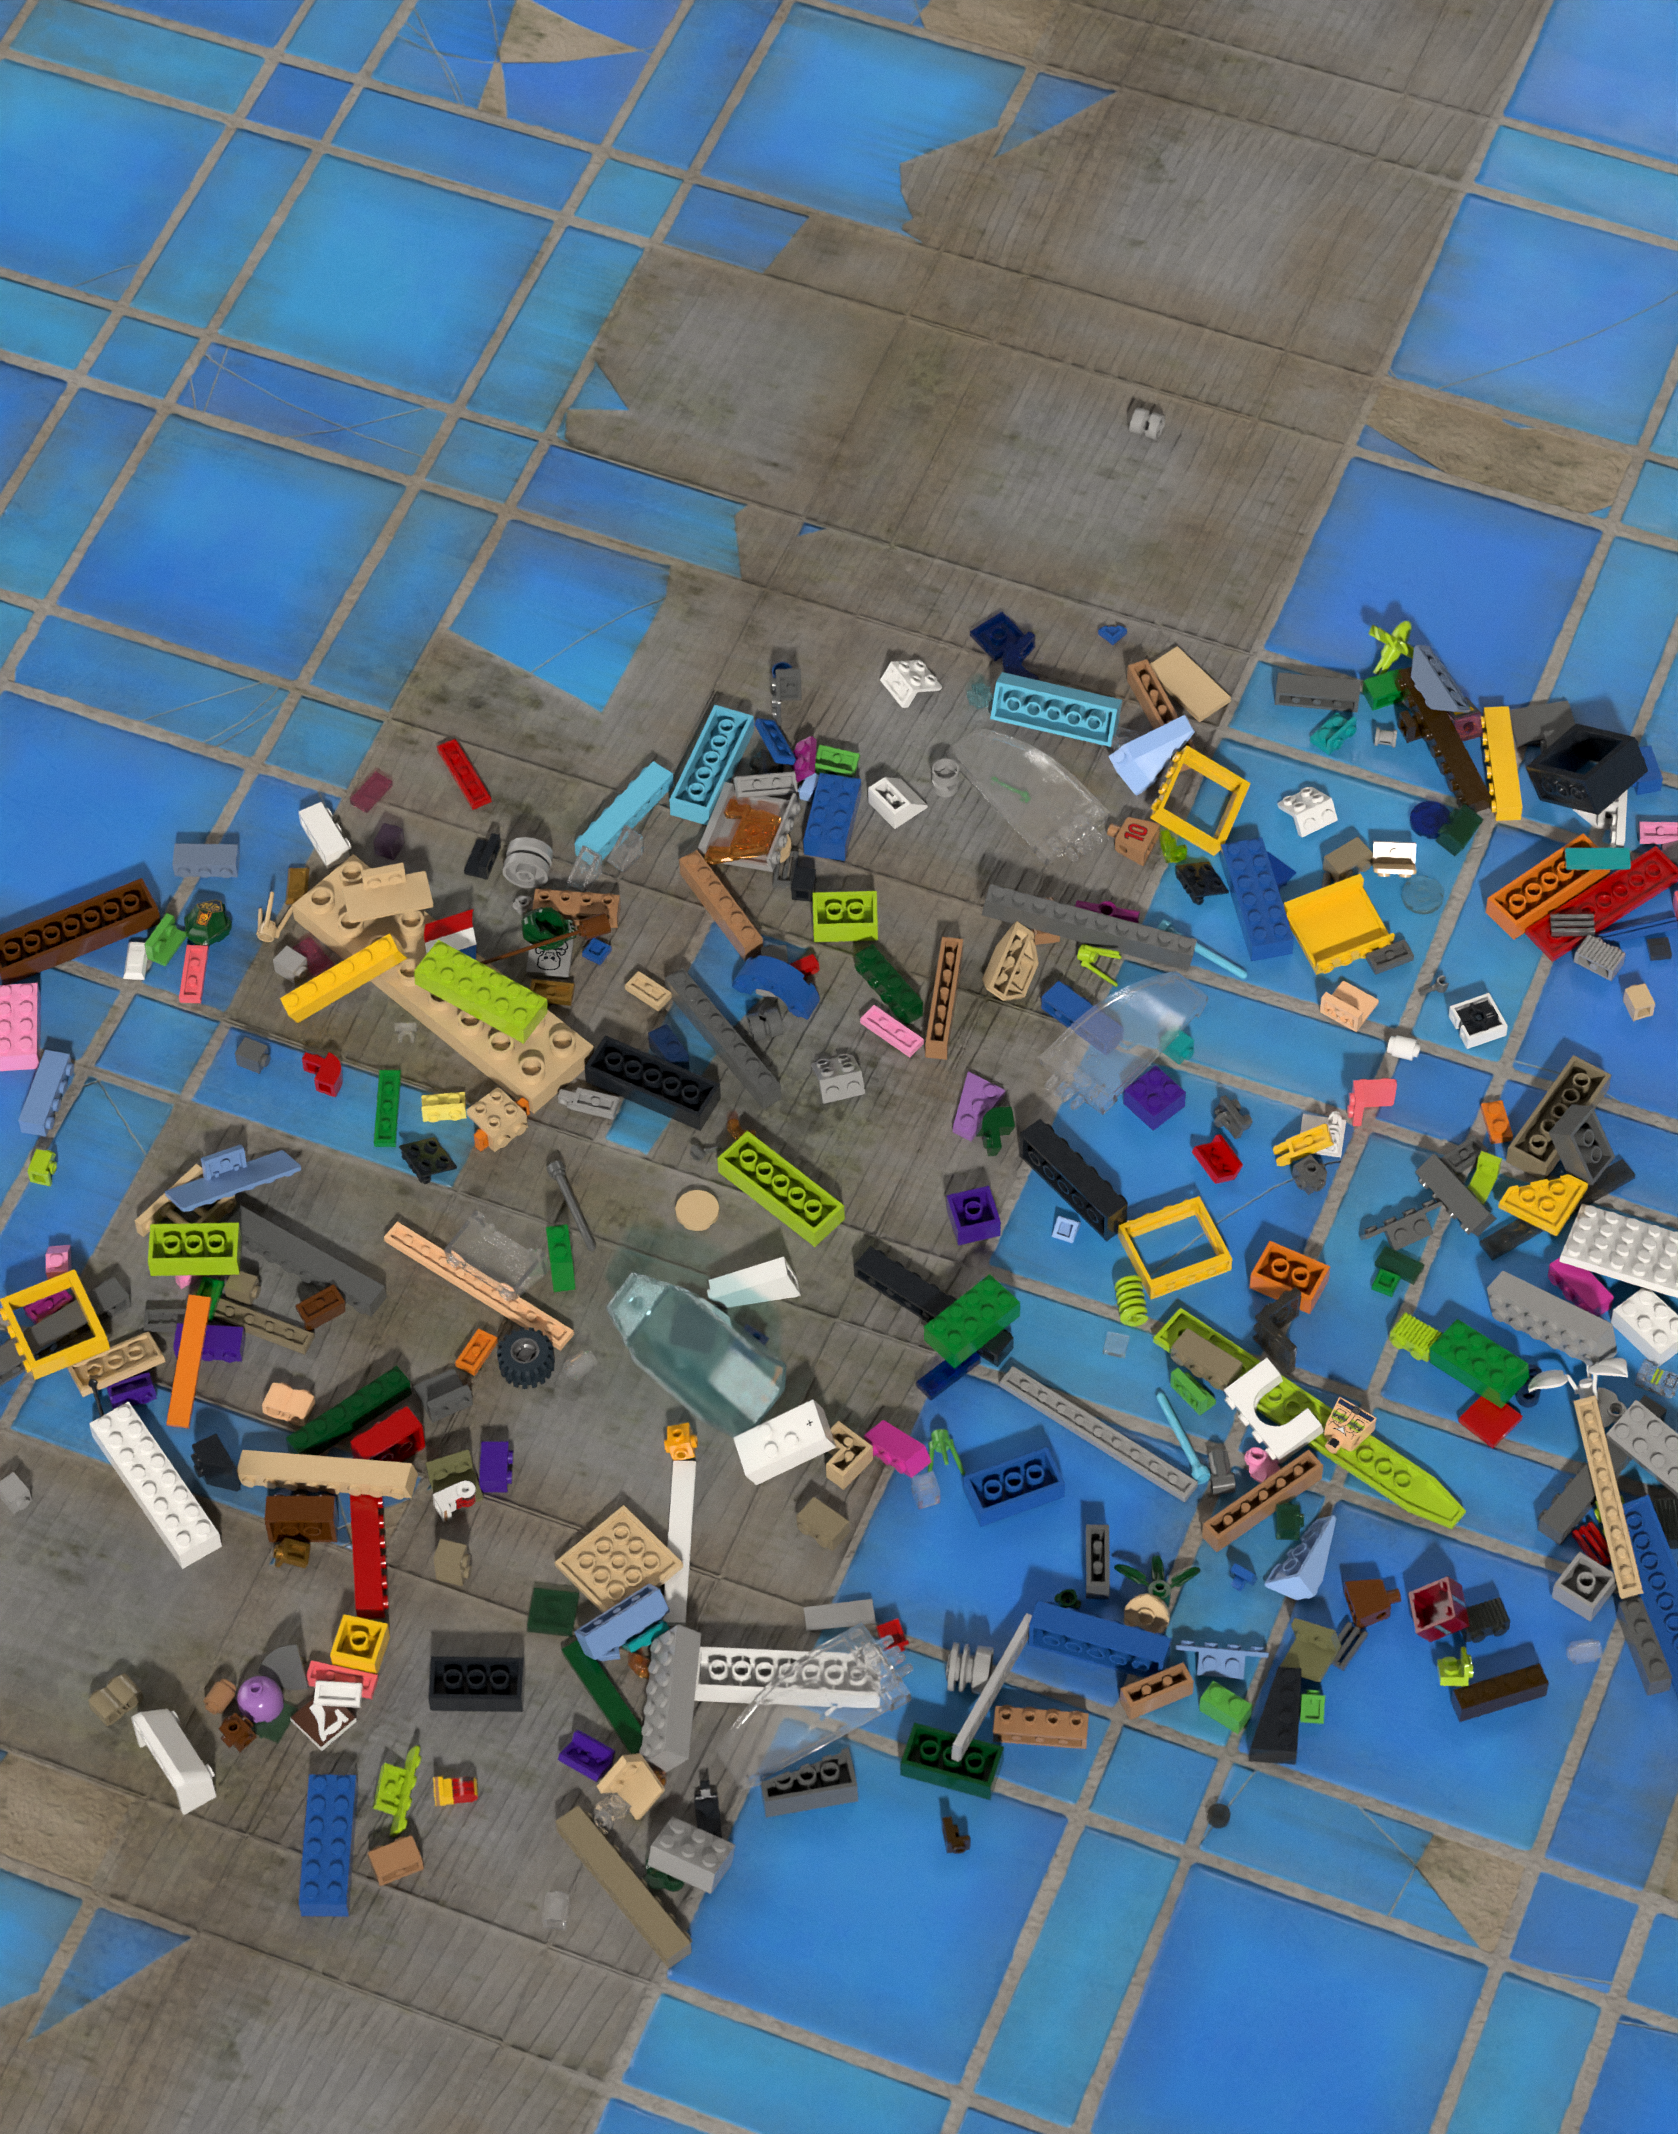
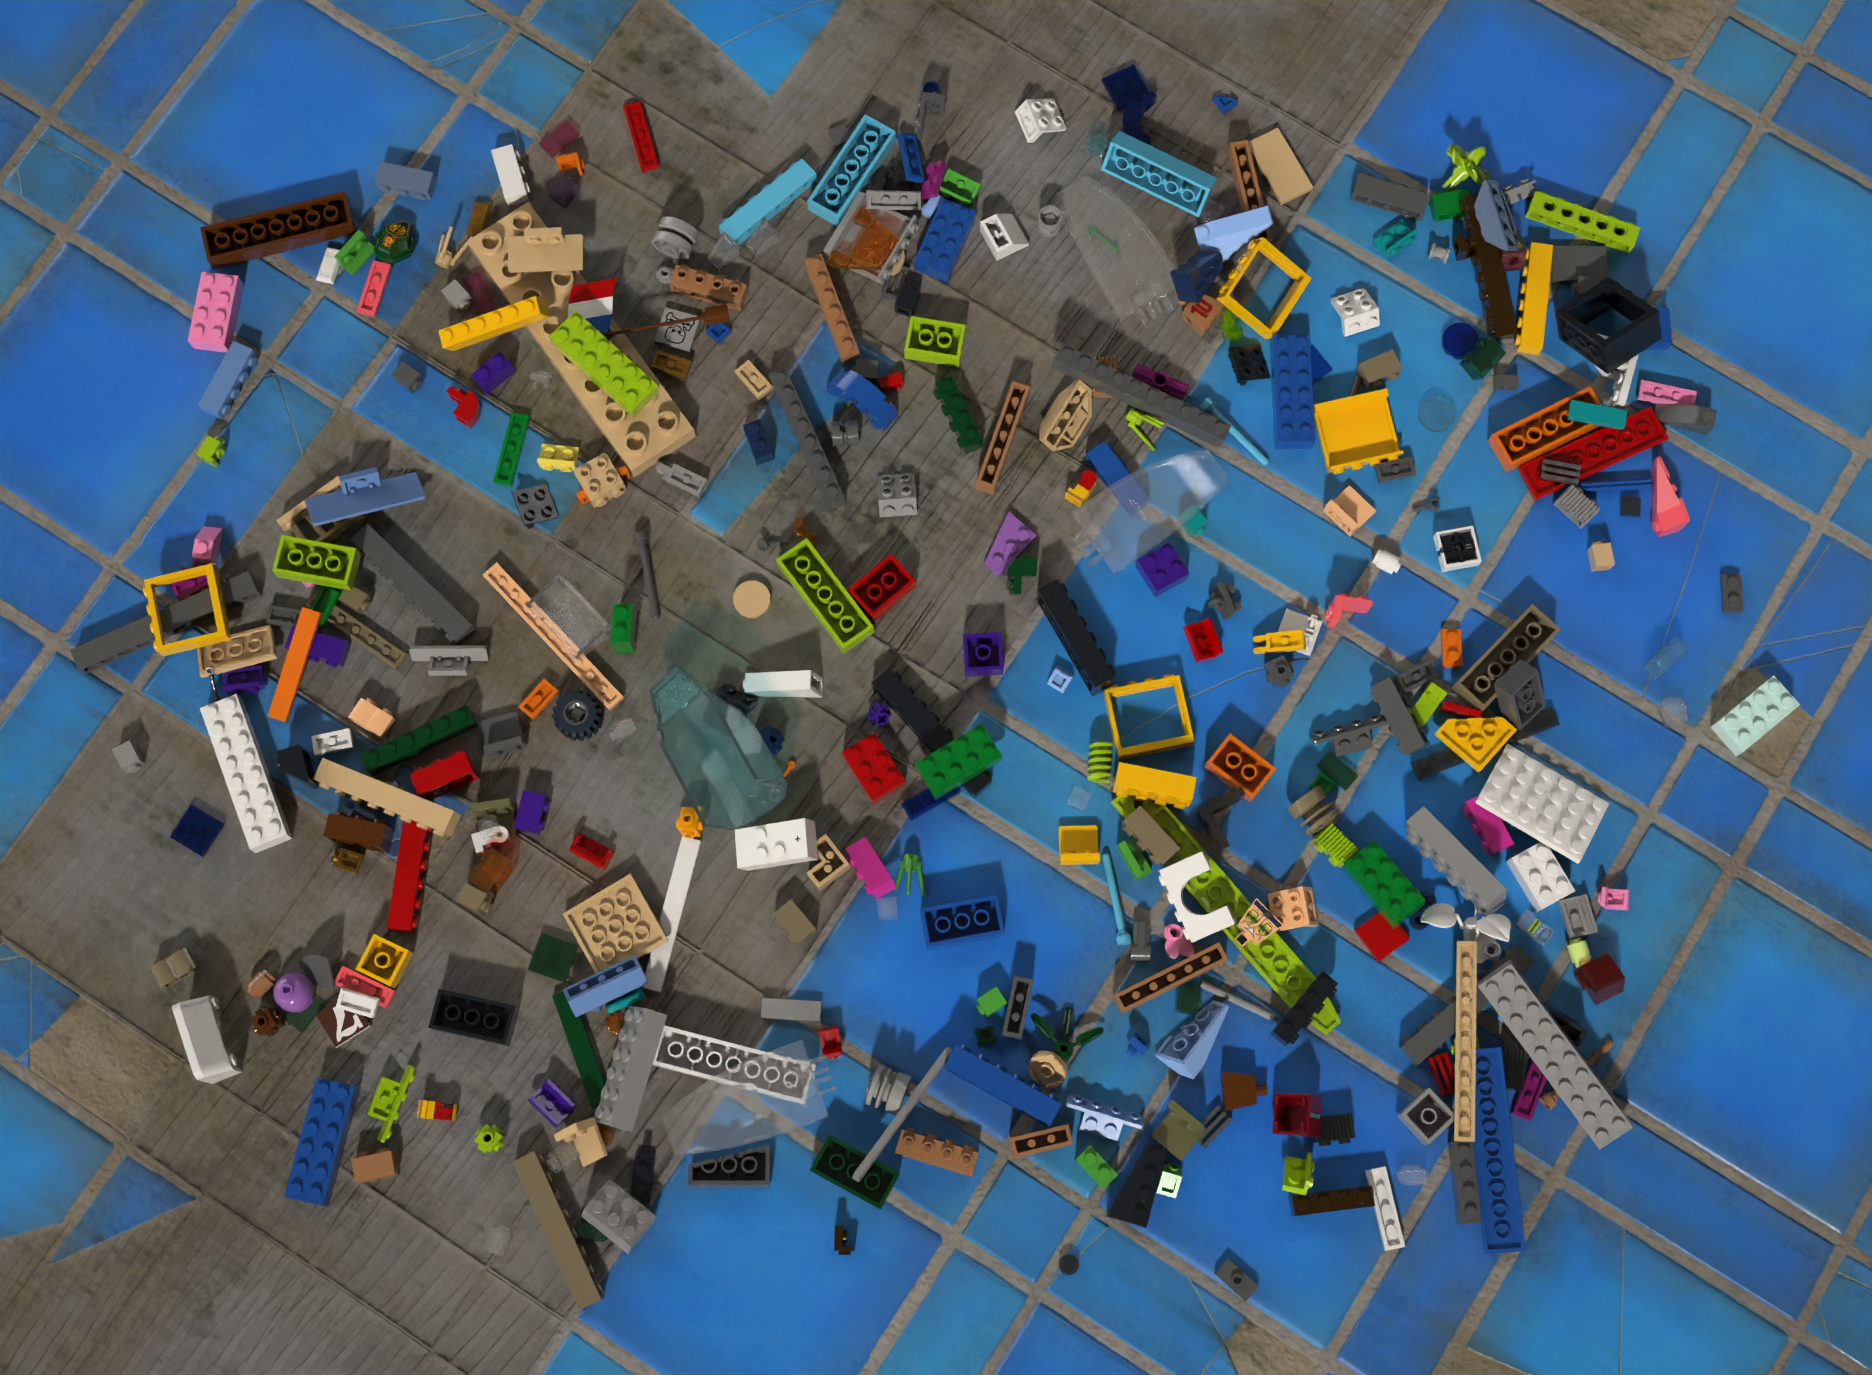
camera: 10 degrees right, 20 degrees up
(109, 1556) = (197, 830): none -> clear blue tile
(248, 1436) = (332, 742): none -> white plate
(321, 1308) = (414, 633): reddish brown panel -> none
(350, 1033) = (493, 373): none -> dark purple brick
(363, 1327) = (448, 659): none -> light grey bracket
(390, 810) = (570, 161): none -> orange bracket
(451, 1482) = (489, 826): none -> clear bracket
(466, 1525) = (491, 872): none -> clear orange brick
(483, 857) = (640, 221): black panel -> none
(523, 1805) = (496, 1142): none -> lime brick
(538, 927) = (676, 304): dark green helmet -> none
(572, 1496) = (591, 851): none -> red hinge
(652, 1082) = (737, 472): black brick -> none
(688, 735) = (839, 135): none -> dark grey tile
(845, 1167) = (882, 588): none -> red brick
(869, 1296) = (879, 714): none -> dark purple gear
(876, 1352) = (873, 768): none -> red brick
(891, 1031) = (952, 459): bright pink plate -> none
(1046, 1034) = (1083, 489): none -> leg
(1066, 1563) = (991, 1002): none -> bright green brick
(1099, 1434) = (1045, 883): light grey plate -> none
(1122, 800) = (1196, 276): none -> dark blue wedge
(1127, 1390) = (1078, 845): none -> yellow bracket
(1197, 1305) = (1154, 785): none -> yellow brick
(1344, 1514) = (1237, 1000): none -> light grey bar
(1381, 1303) = (1313, 810): none -> dark tan wheel
(1387, 1405) = (1294, 907): none -> light nougat bracket
(1394, 858) = (1419, 377): bracket -> none
(1412, 1795) = (1236, 1280): none -> dark grey plate
(1420, 1499) = (1299, 1014): none -> black brick
(1463, 659) = (1523, 188): none -> light grey hinge
(1491, 851) = (1505, 382): none -> dark grey piece
(1521, 1178) = (1459, 710): none -> red tile
(1535, 681) = (1572, 224): none -> lime brick
(1563, 1692) = (1385, 1209): none -> white plate

